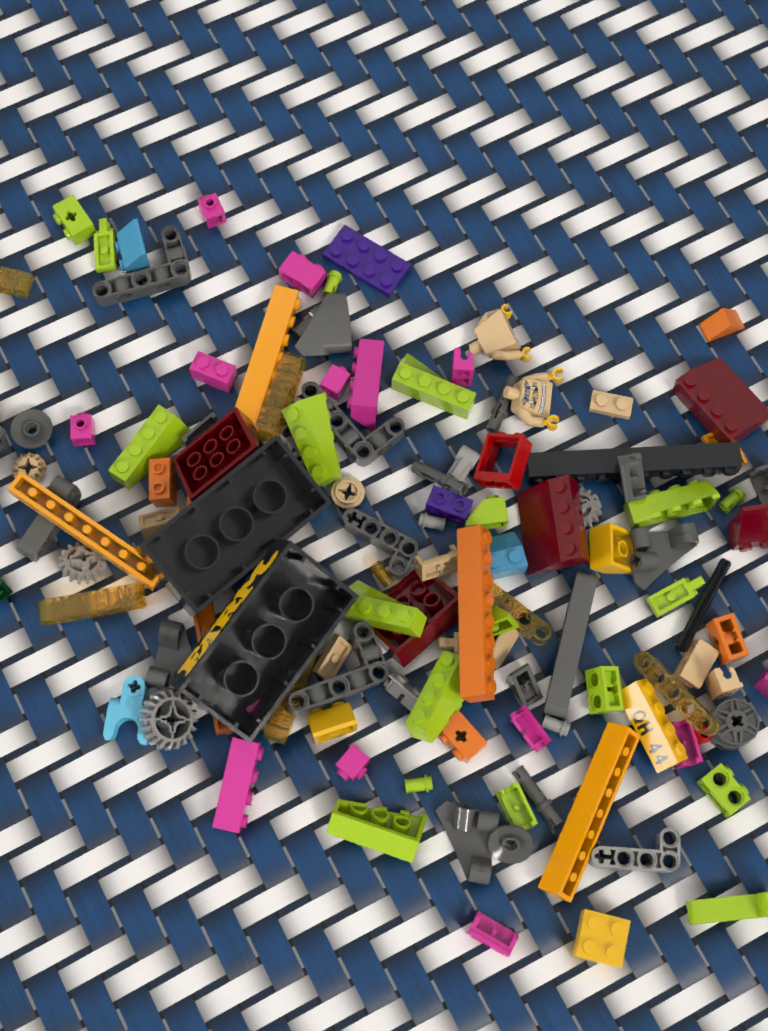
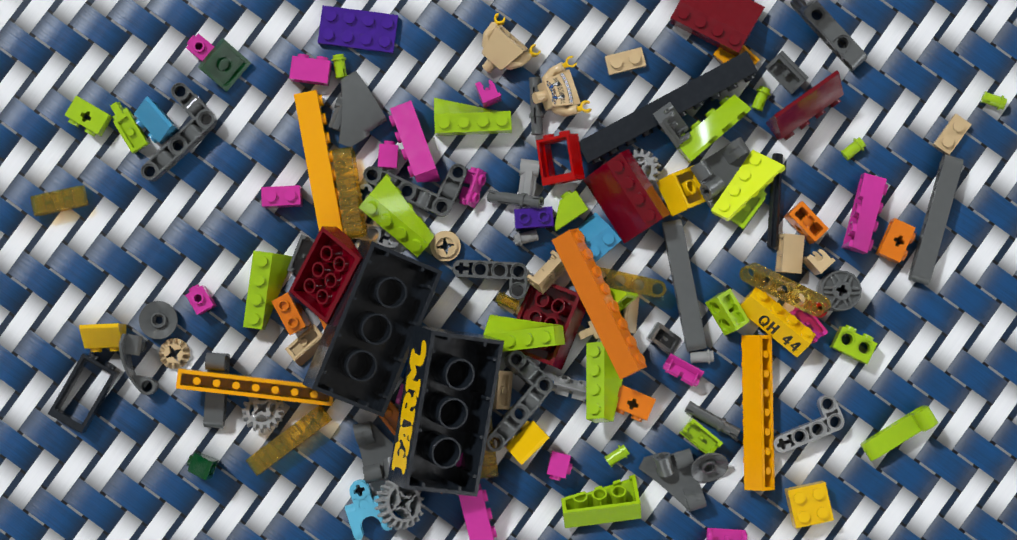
camera: 25 degrees left, 15 degrees up
(224, 231) = (224, 64): none -> dark green plate
(409, 445) = (476, 179): none -> dark pink hinge
(681, 572) = (746, 183): none -> neon yellow wing

